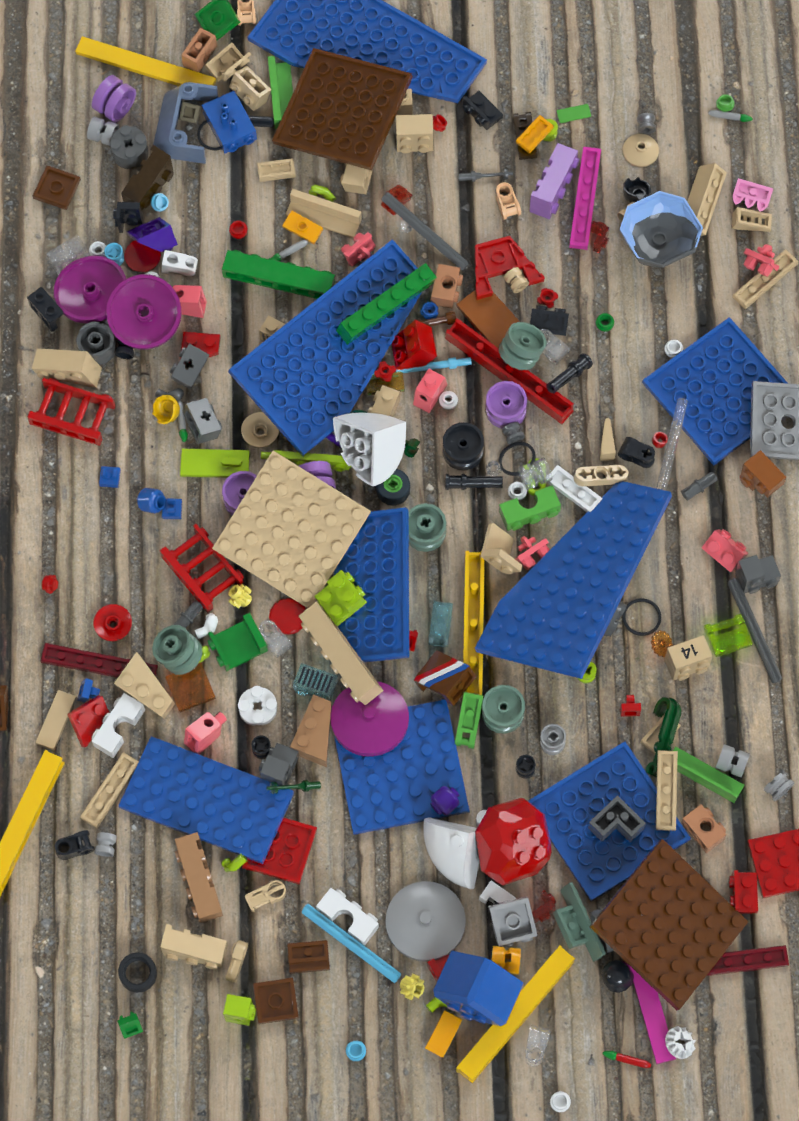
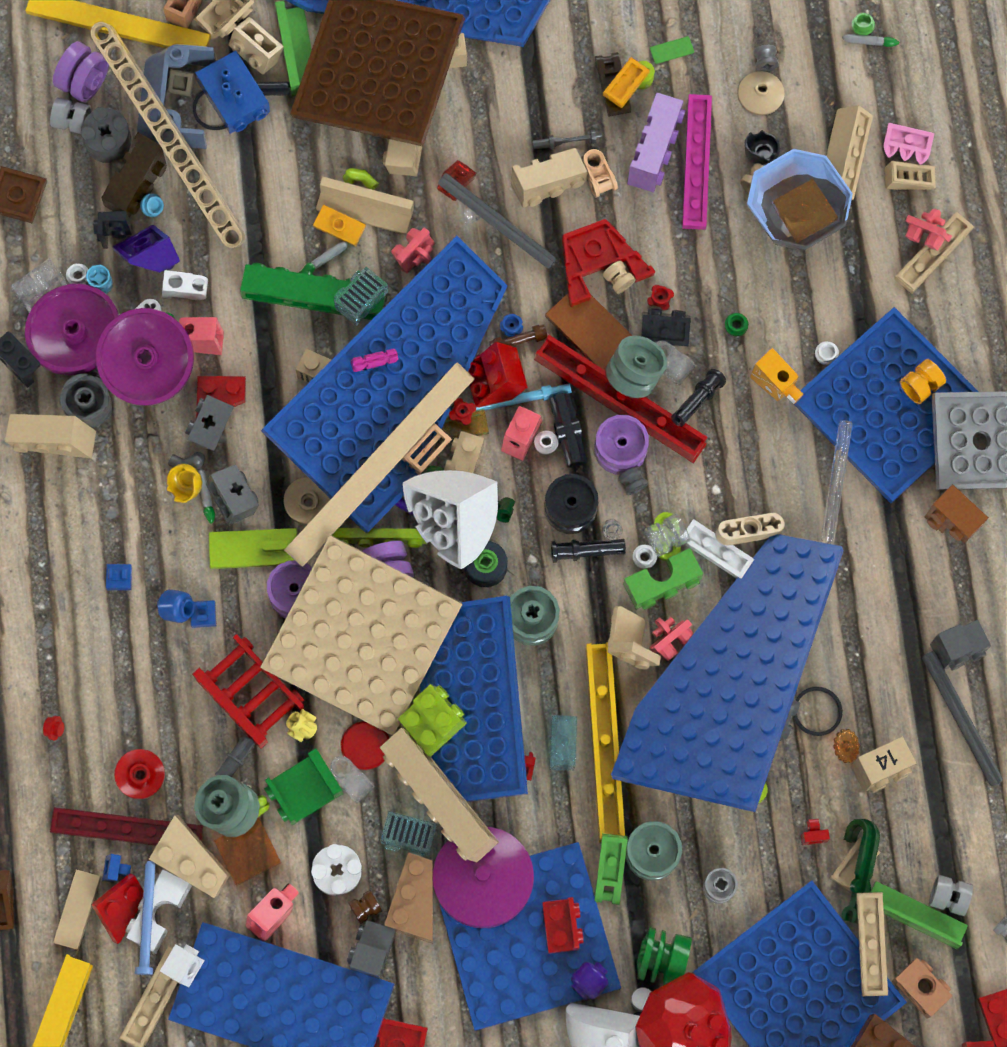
camera: 10 degrees left, 5 degrees up
(74, 428) = (67, 517): red fence -> none
(103, 764) = (146, 928): none -> medium blue bar
(124, 351) = (123, 408): black wheel -> none
(133, 764) = (182, 964): none -> white brick
(141, 257) = (134, 281): red piece -> none
(169, 142) = (158, 128): none -> tan beam
(210, 625) = (265, 768): white arm -> none
(238, 229) = (256, 234): red plate -> none
(261, 743) = (343, 923): black wheel -> none
(276, 170) = (298, 151): tan plate -> none
(276, 734) = (365, 906): none -> reddish brown wheel
(305, 786) = (407, 973): dark green piece -> none
(313, 278) = (360, 295): none -> clear light blue brick
(317, 403) = (379, 464): none -> tan beam
(319, 326) = (374, 360): none -> dark pink axle
(343, 406) = (414, 463): none -> light nougat tile
(386, 304) = (456, 323): green brick -> none
(414, 133) = (472, 92): tan brick -> none
(426, 759) = (562, 926): none -> red bracket
(439, 123) = (501, 75): red plate -> none
(445, 677) = (575, 815): reddish brown panel -> none
(446, 276) = (530, 305): nougat brick -> none
(466, 392) = (568, 430): none -> black piece
(467, 201) = (548, 177): none -> tan wedge
(482, 110) = (555, 54): black bracket -> none
(502, 787) = (663, 957): none -> green wheel
(510, 446) = (630, 497): black piece -> none
(528, 764) = (689, 920): black wheel -> none
(602, 232) = (723, 203): clear red bracket -> none
(607, 446) = (754, 485): tan slope -> none
(616, 816) = (815, 985): dark grey brick -> none
(631, 362) = (776, 377): none -> light orange torso
(635, 451) = (790, 494): black piece -> none
(657, 436) = (820, 469): red hinge -> none
(663, 237) = (804, 210): none -> clear orange tile
(699, 486) = (875, 532): dark grey axle -> none
(724, 549) = (915, 614): coral bracket -> none
(731, 640) = (932, 735): clear neon green plate -> none
(747, 371) = (925, 379): none -> light orange wheel

